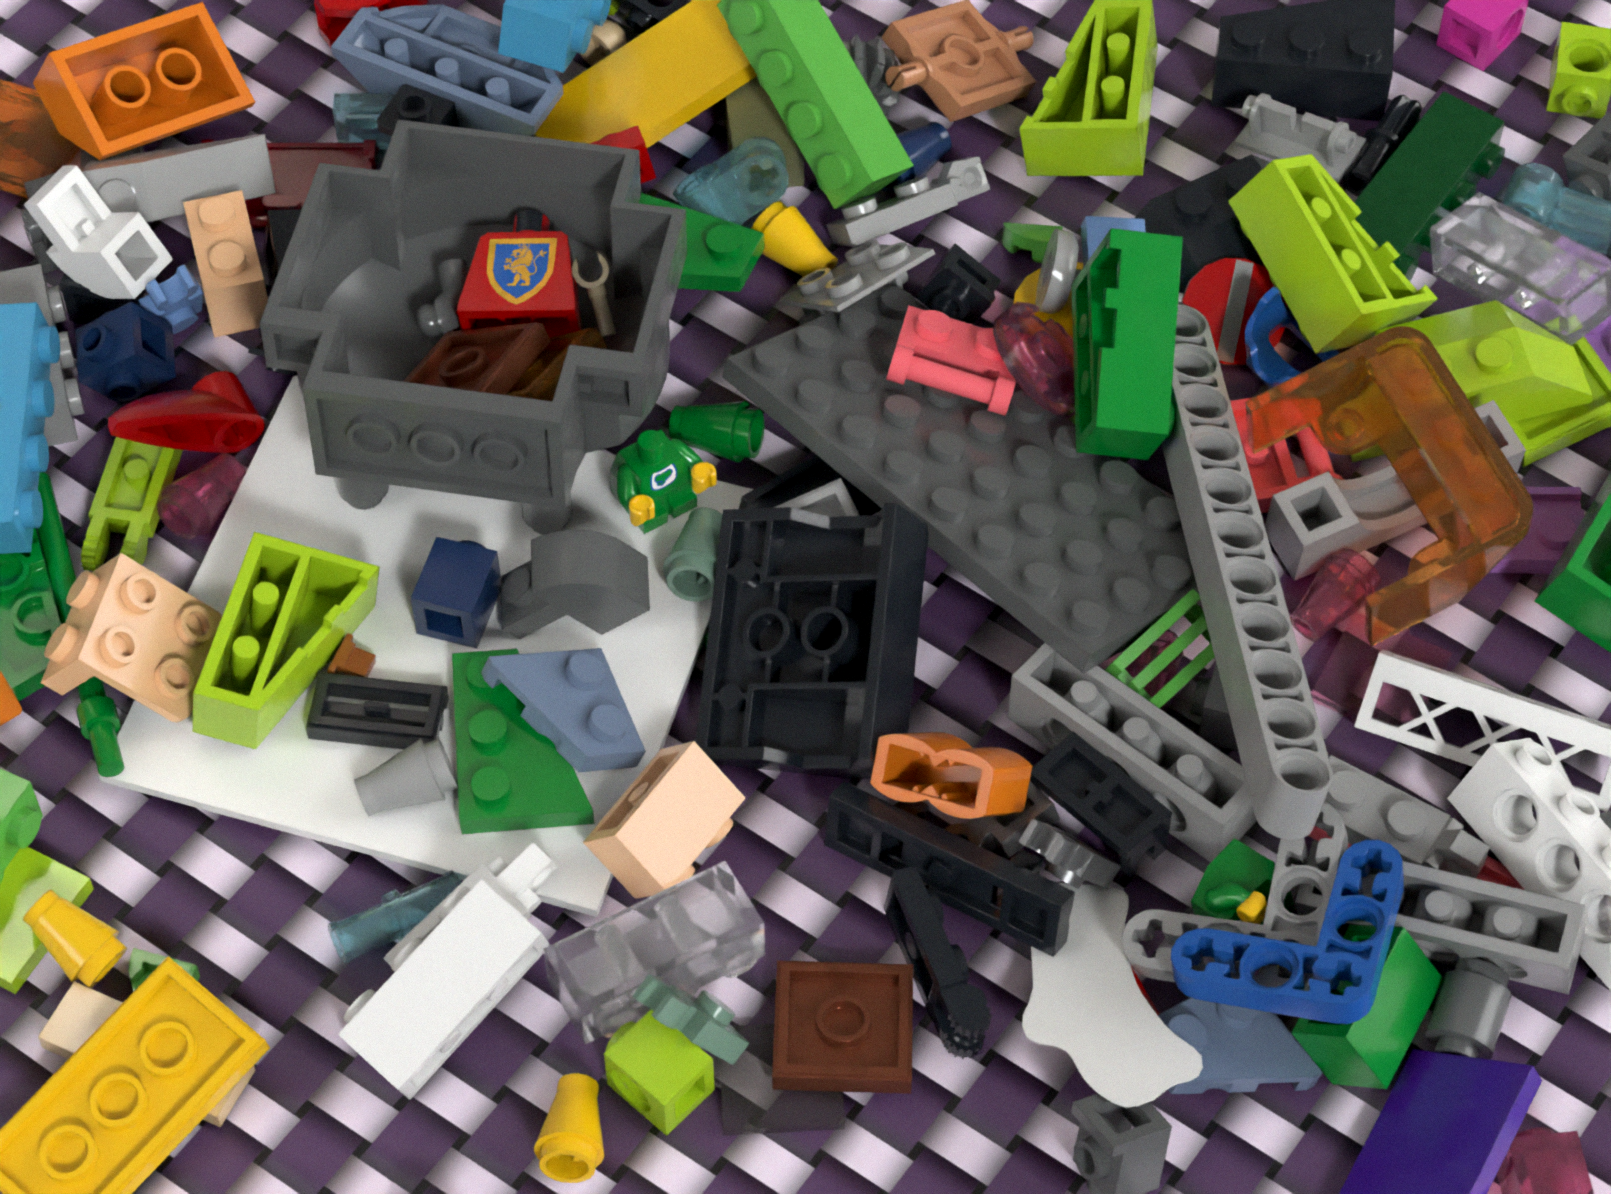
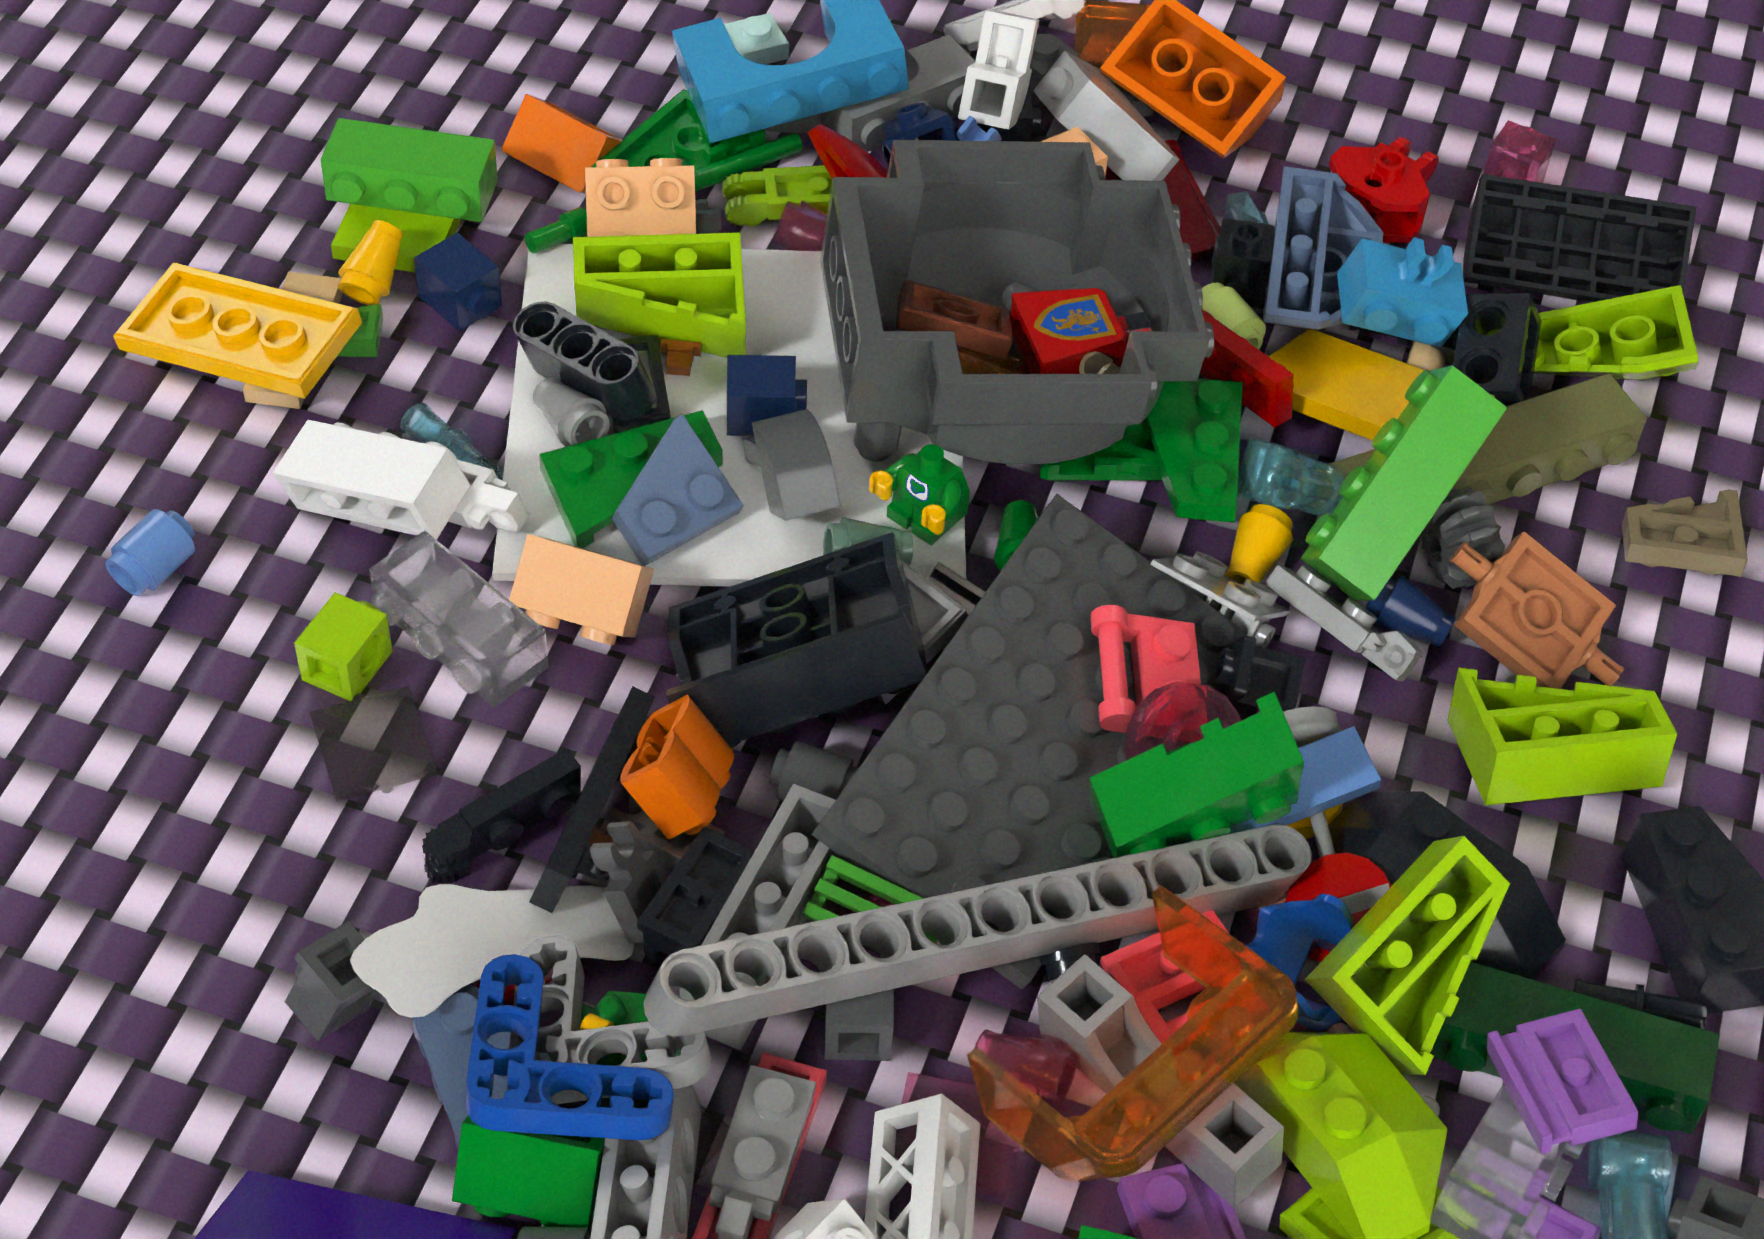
camera: 70 degrees right, 5 degrees down
(140, 855) = (458, 281): none -> dark blue brick
(320, 738) = (585, 359): none -> black beam
(571, 1134) = (277, 605): yellow cone -> none
(700, 1019) = (390, 649): sand green plate -> none
(843, 1027) = (423, 767): copper tile -> none
(968, 676) = (812, 769): none -> dark grey brick
(1027, 237) = (1361, 717): bright green tile -> none
(1282, 133) = (1603, 927): light grey hinge -> none
(1484, 201) = (1562, 1081): none -> medium lavender plate

